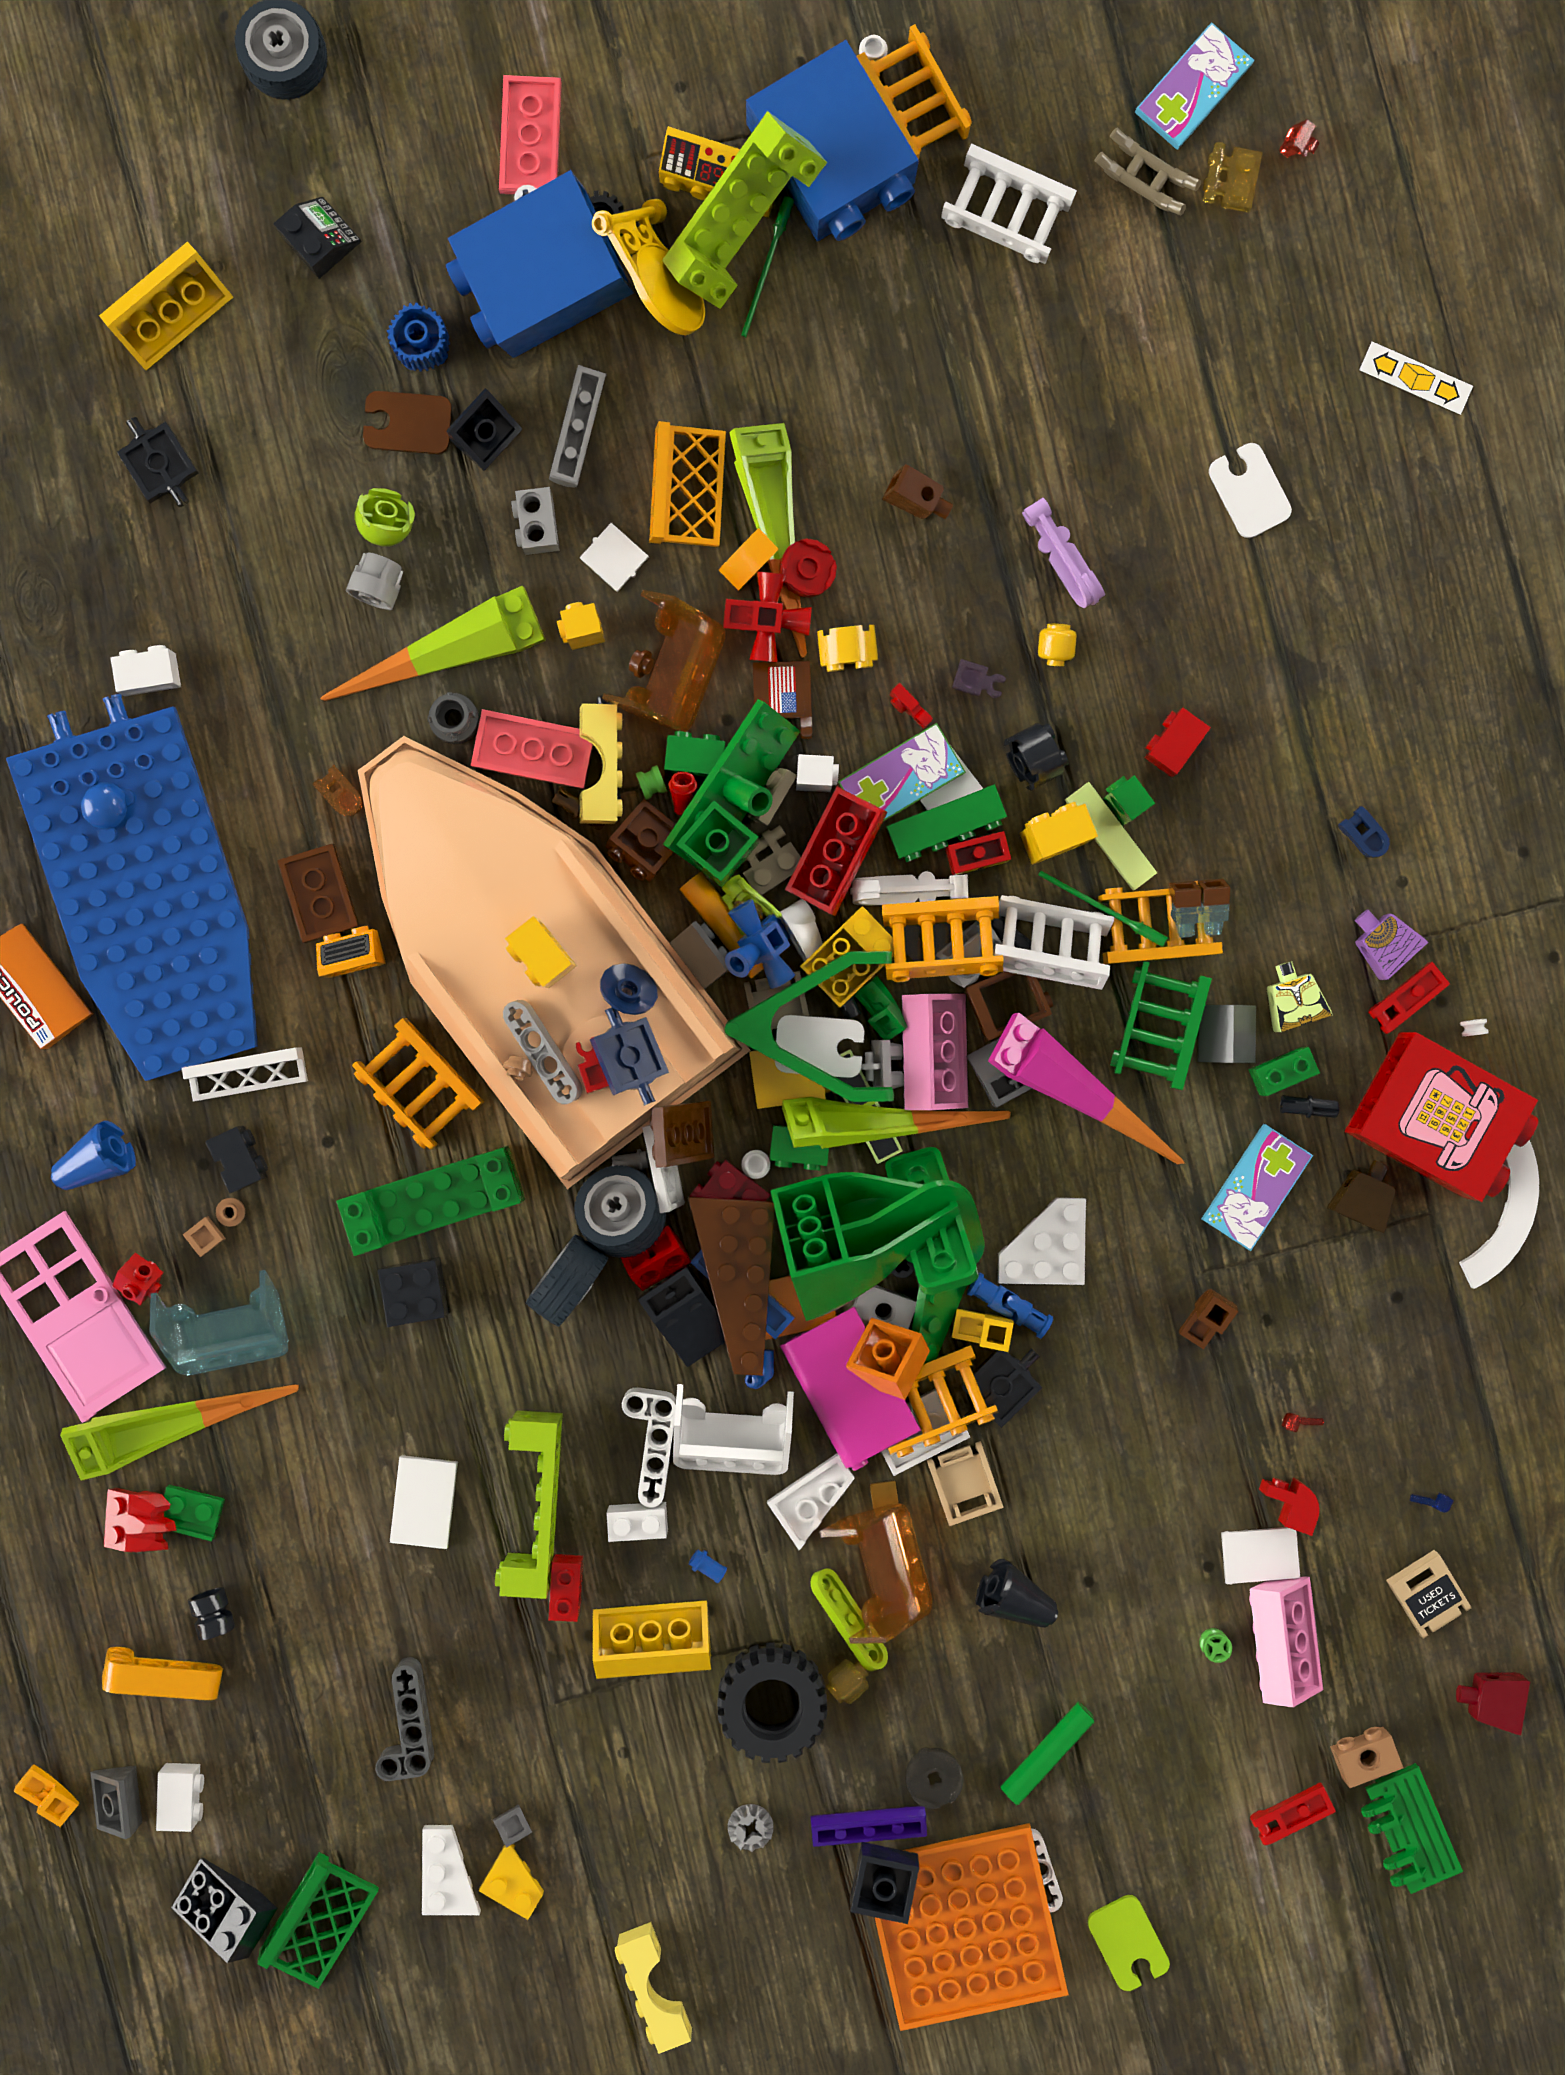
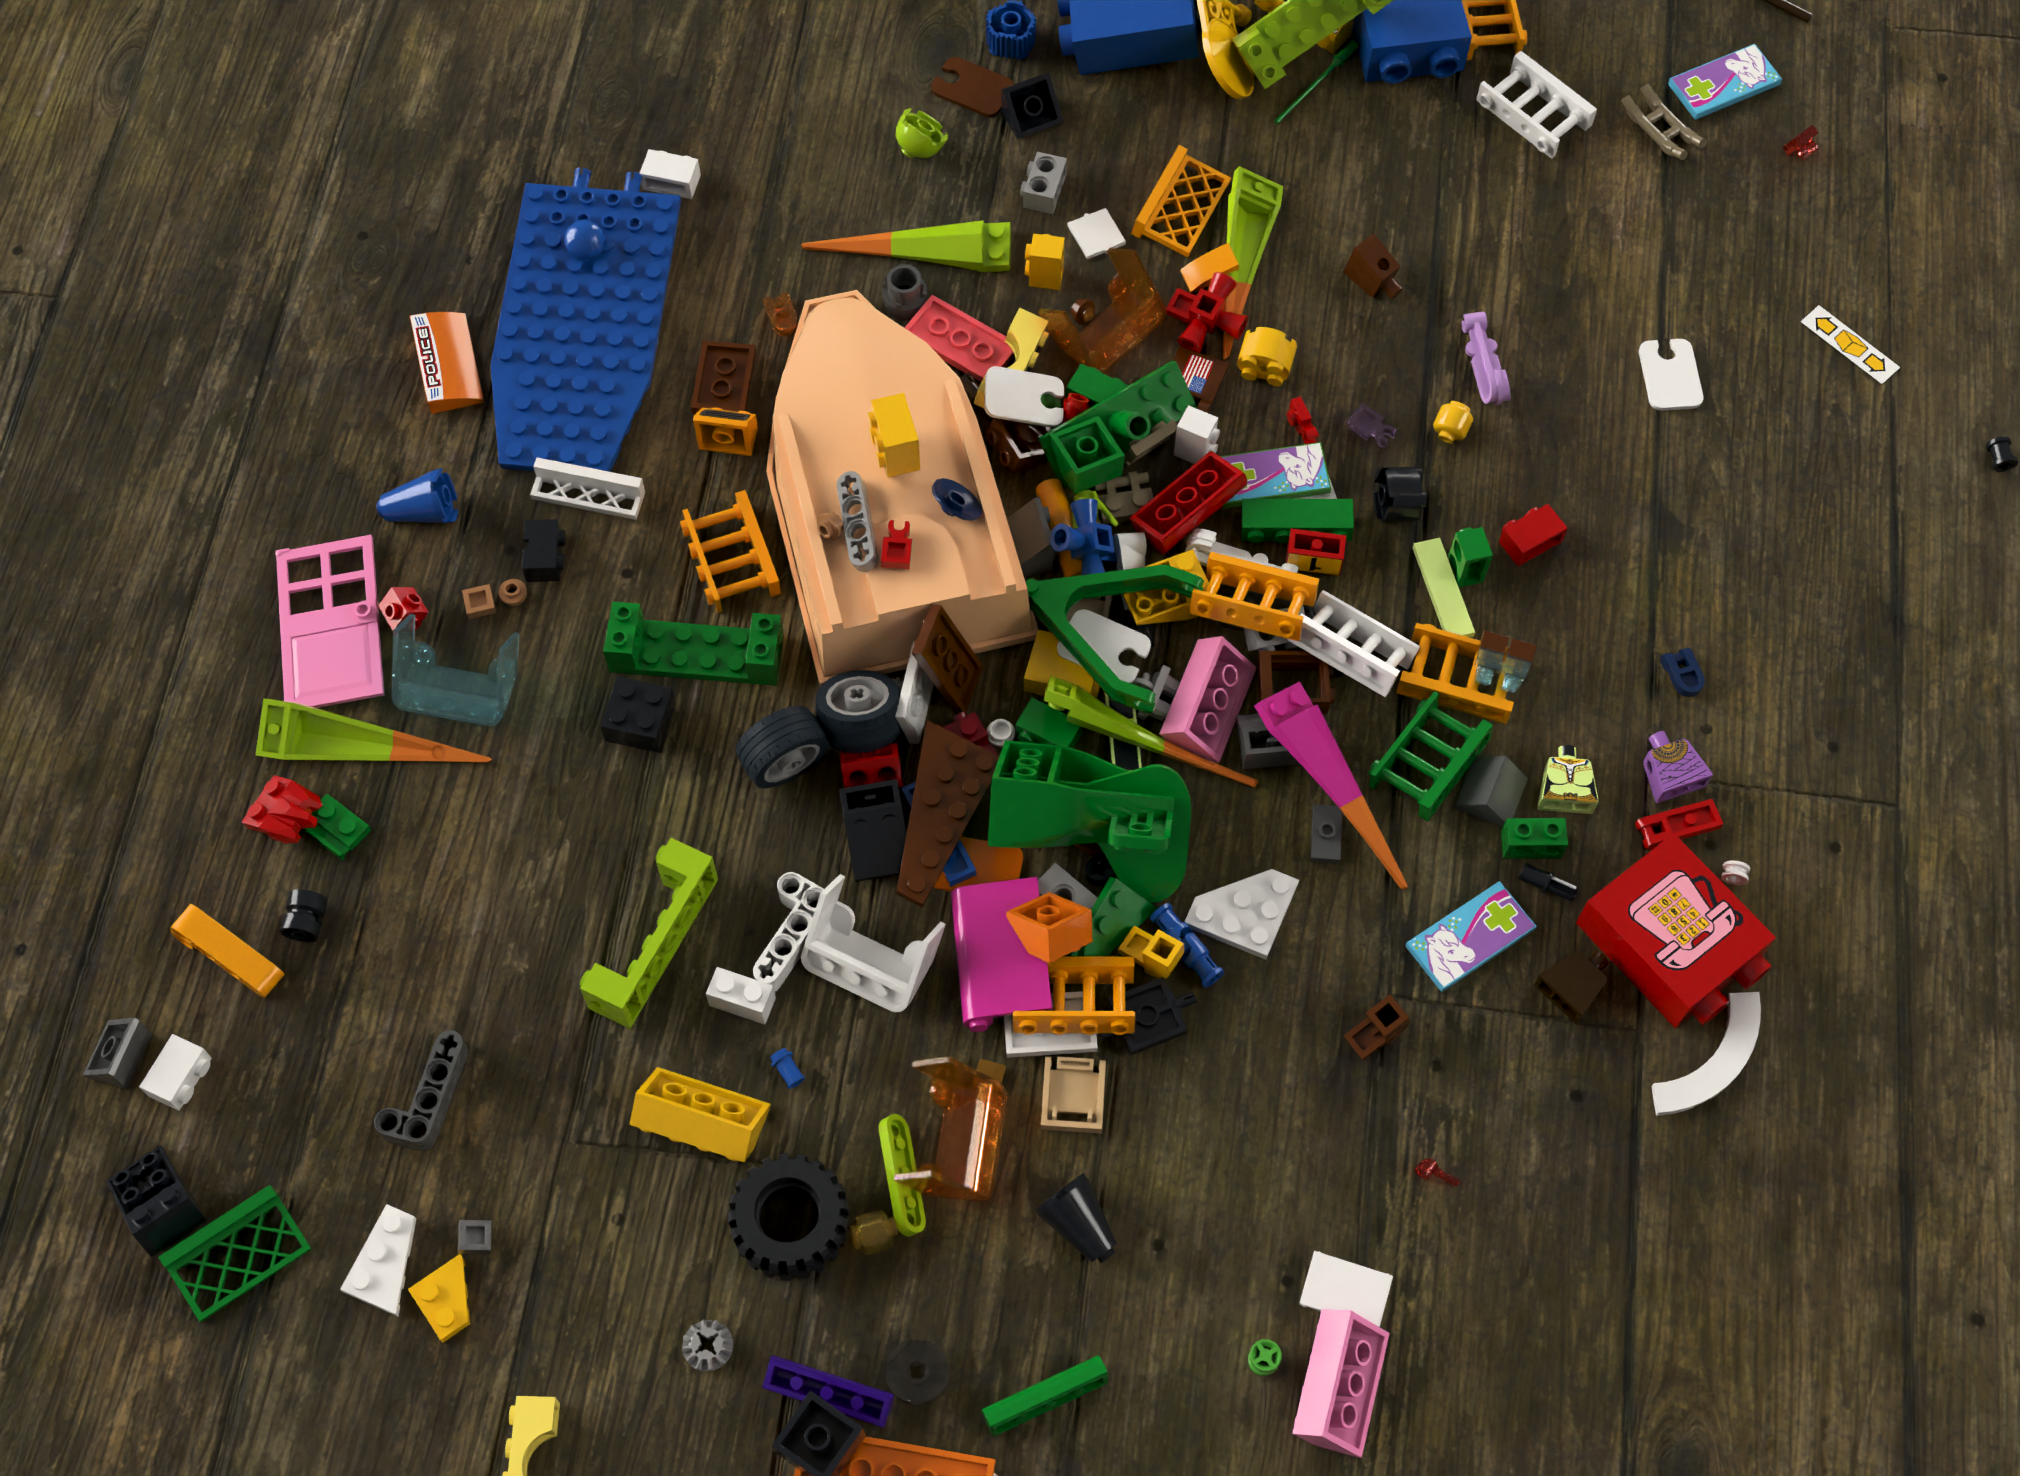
camera: 20 degrees right, 25 degrees down
(48, 1794) = (56, 1022): light orange slope -> none
(157, 462) = (759, 42): black plate -> none
(375, 581) = (890, 175): light grey piece -> none
(423, 1502) = (550, 903): white tile -> none
(565, 1587) = (643, 1028): red brick -> none
(577, 426) = (1108, 132): light grey brick -> none
(621, 805) = (1017, 396): none -> white piece
(629, 1056) = (932, 545): dark blue plate -> none
(758, 1381) = (921, 916): blue arm -> none
(808, 568) = (1257, 294): red tile -> none
(810, 1498) = (915, 1041): white wing -> none
(885, 1012) = (1174, 644): green slope -> none
(1057, 834) = (1394, 553): yellow brick -> none
(1092, 1142) = (1326, 834): none -> dark grey plate
(1138, 927) = (1440, 662): green piece -> none
(1241, 177) = (1742, 155): clear yellow plate -> none
(1300, 1504) = (1405, 1248): red brick -> none
(1432, 1600) = (1510, 1405): tan container -> none
(1442, 1503) = (1555, 1313): clear blue hand -> none

